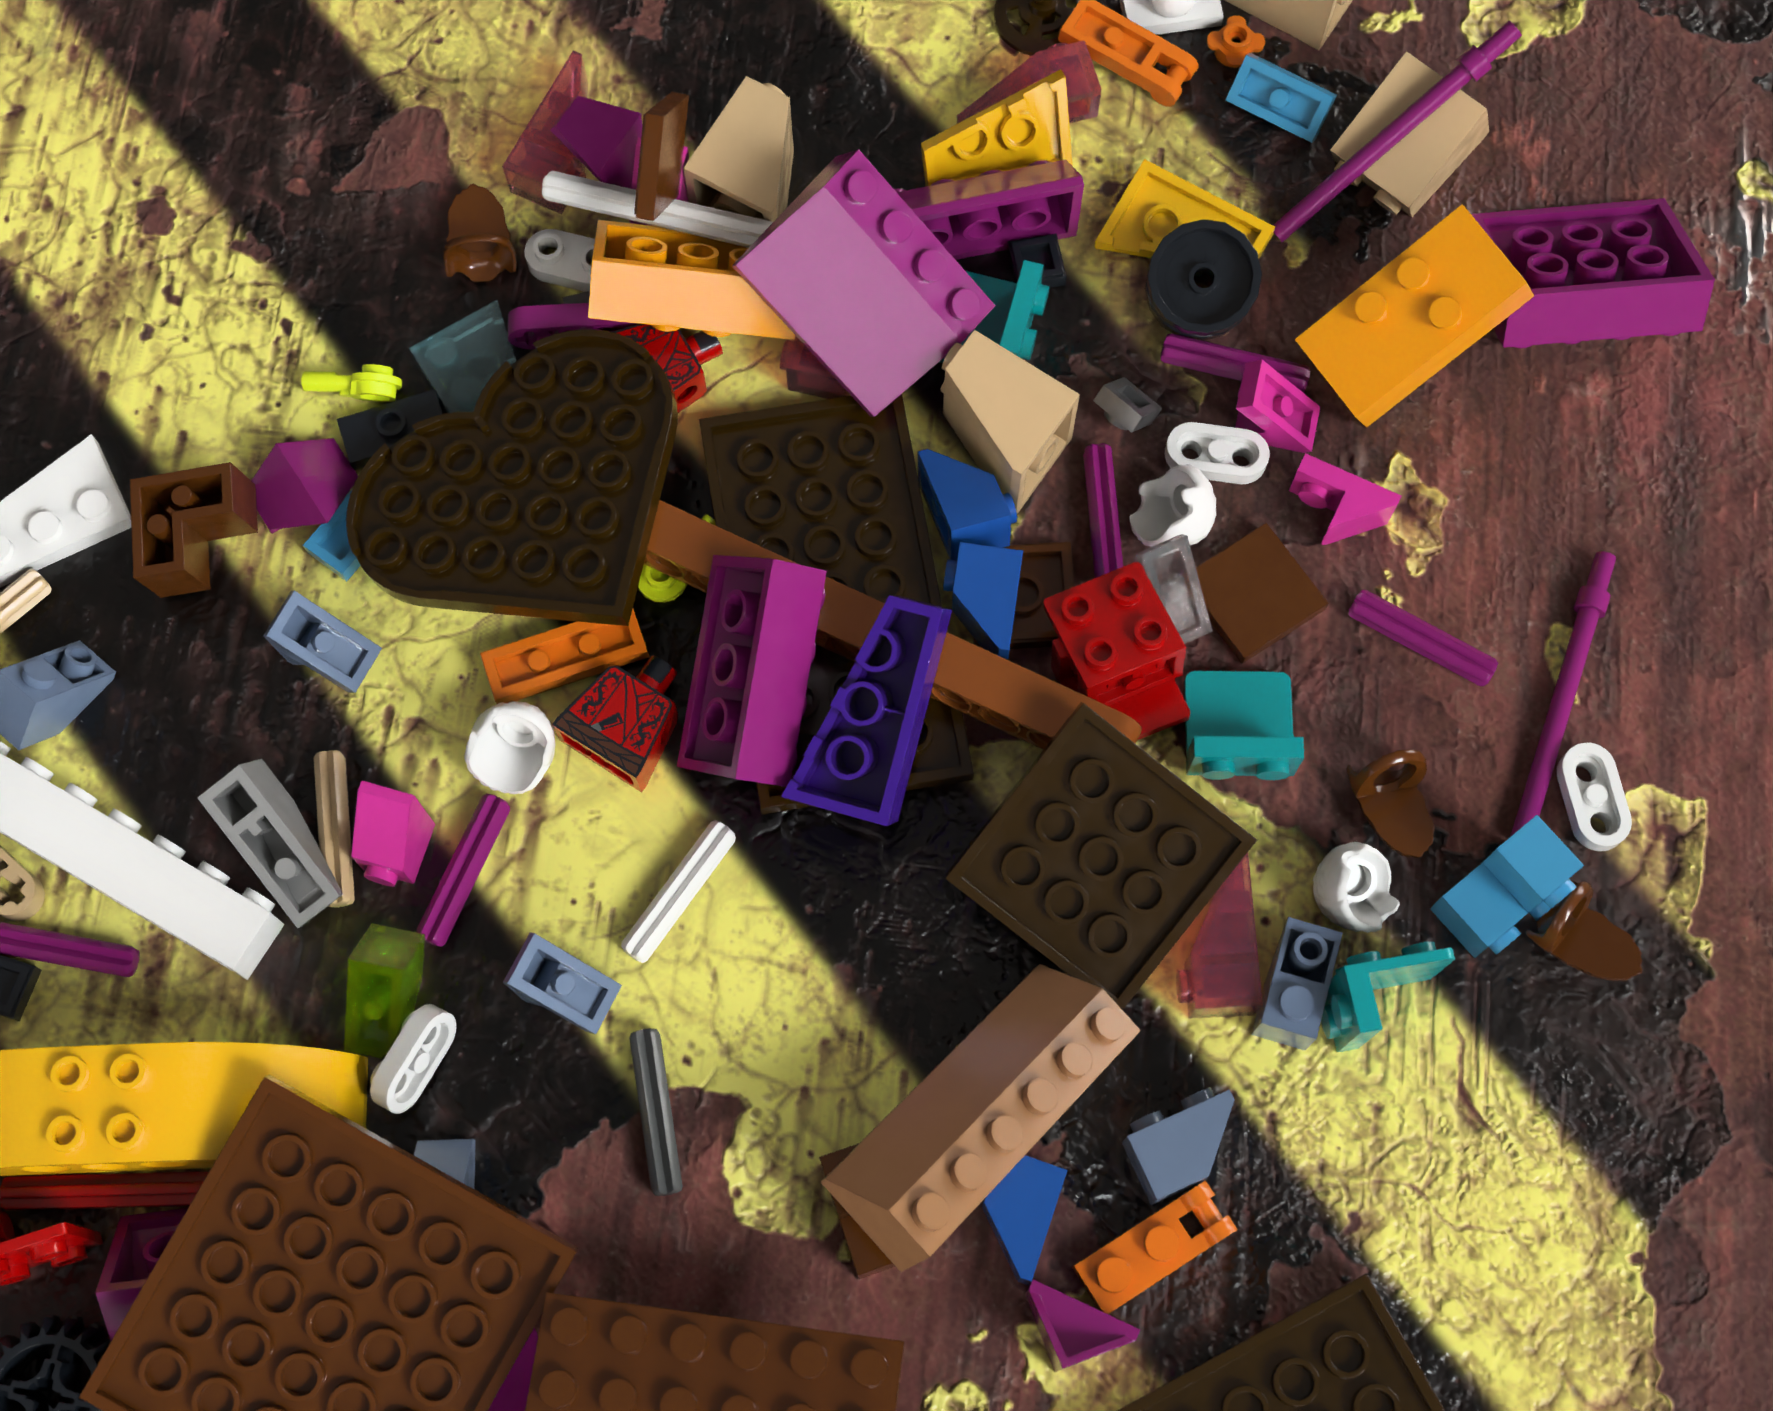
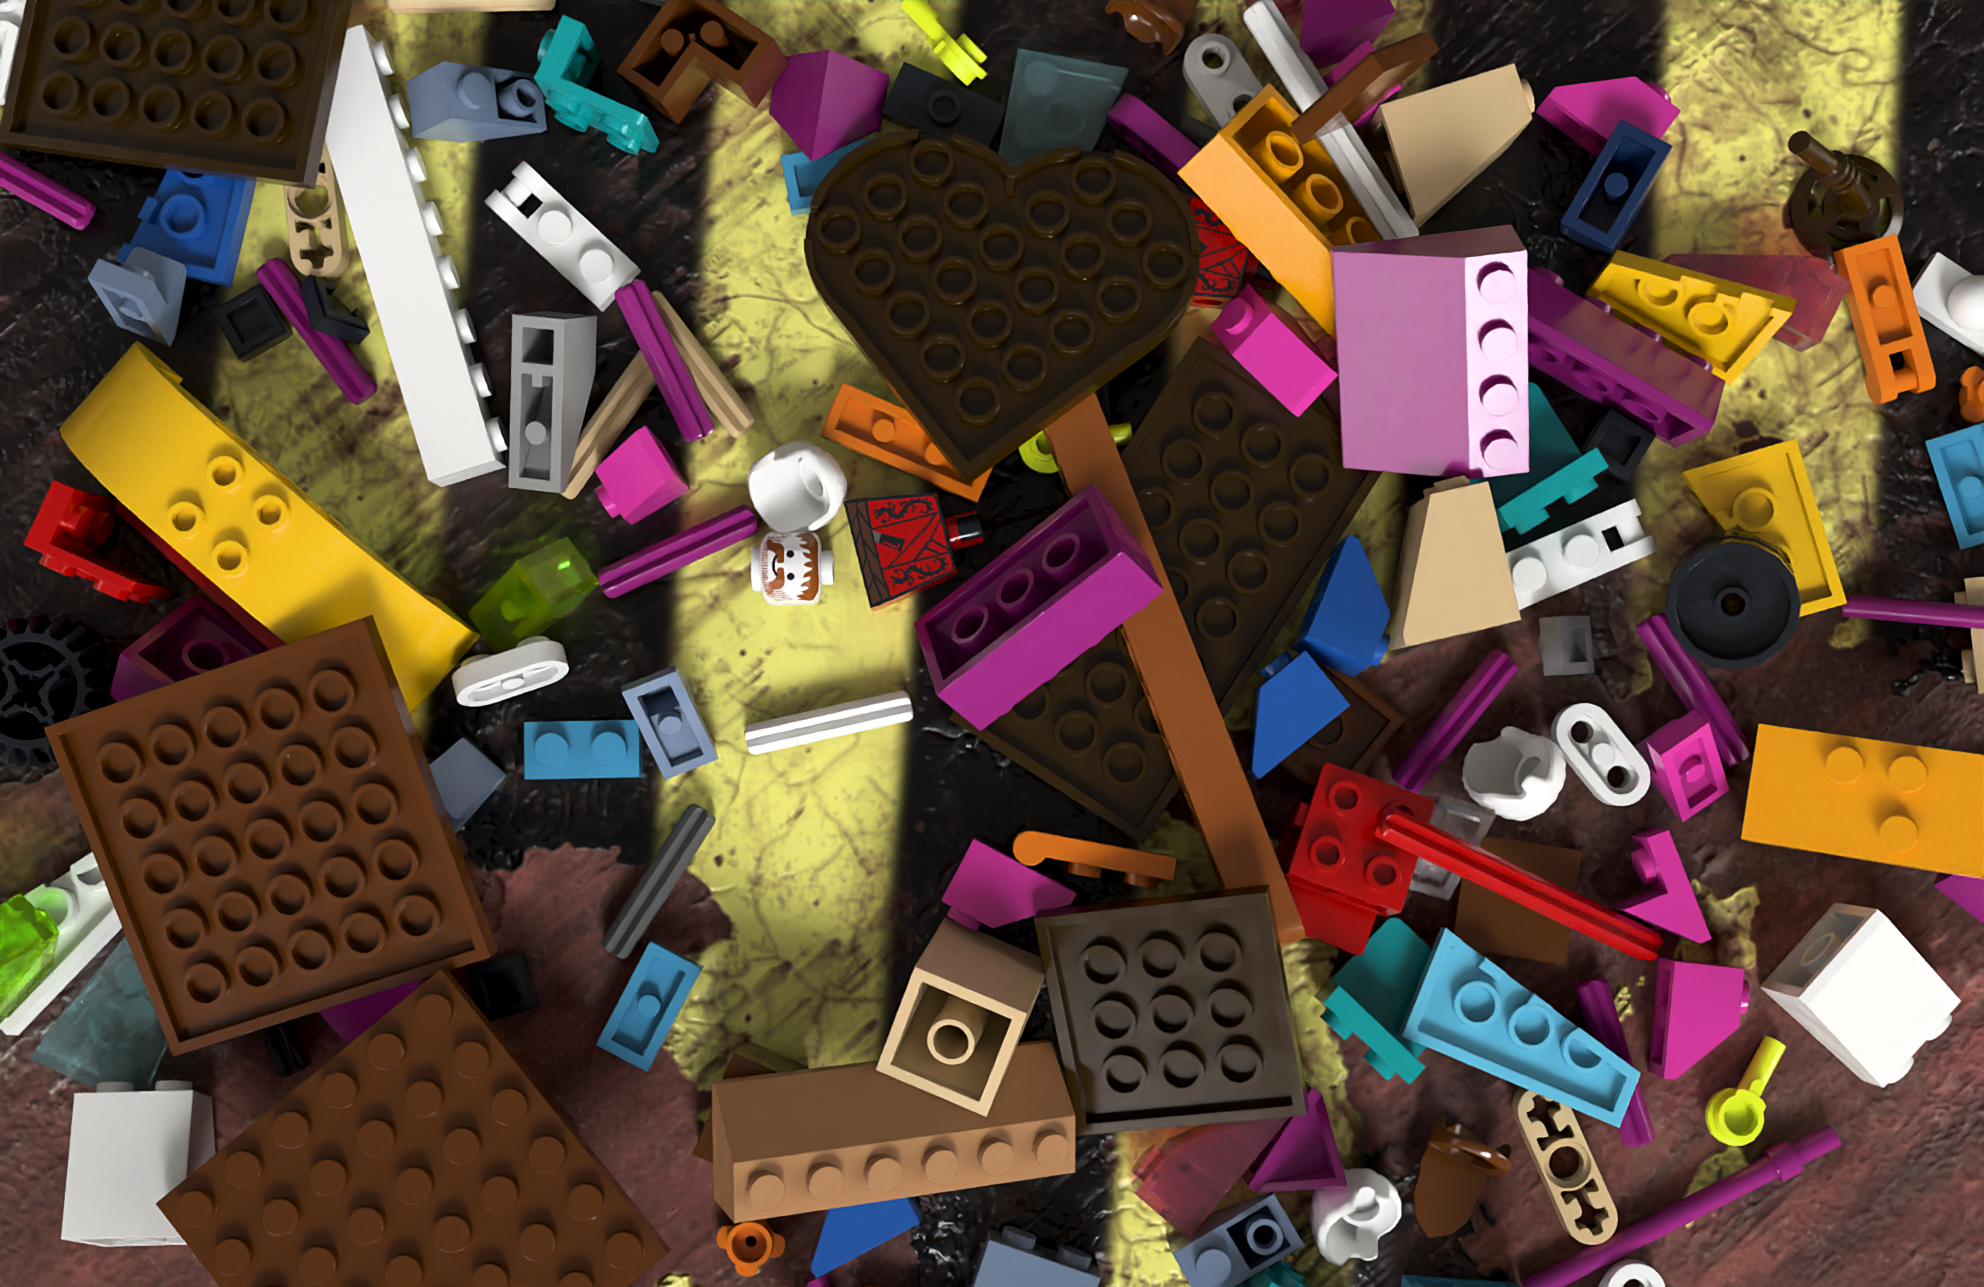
camera: 40 degrees right, 15 degrees up
(57, 926) = (329, 314): none -> black tile
(131, 621) = (564, 76): none -> teal bracket
(190, 731) = (564, 237): none -> white plate
(321, 642) = (723, 261): sand blue slope -> none
(338, 744) = (664, 360): none -> magenta axle
(363, 733) = (707, 377): none -> tan axle
(516, 1069) = (582, 749): none -> dark azure plate
(556, 807) = (791, 568): none -> white head
(611, 1284) = (503, 986): none -> black tile
(729, 1205) = (649, 1005): none -> dark azure plate
(757, 378) = (1274, 349): none -> dark pink slope
(841, 76) = (1593, 110): none -> dark pink slope
(874, 723) = (1082, 750): dark purple wedge -> none
(884, 108) = (1615, 189): none -> dark blue slope
(903, 892) = (999, 889): none -> dark pink slope
(948, 812) = (1089, 857): none -> orange plate
(962, 992) = (962, 1016): none -> tan slope
(974, 1301) = (745, 1257): none -> orange plate
(1079, 344) = (1577, 554): none -> white plate
(1242, 568) = (1516, 883): none -> red axle
(1279, 876) = (1300, 1154): none -> magenta slope
(1327, 676) = (1497, 1025): none -> medium azure wing
(1437, 557) = (1693, 1012): none -> dark pink slope
(1490, 757) = (1568, 1206): none -> tan beam
(1528, 447) = (1863, 992): none -> white slope
(1532, 597) = (1737, 1113): none -> neon yellow plate

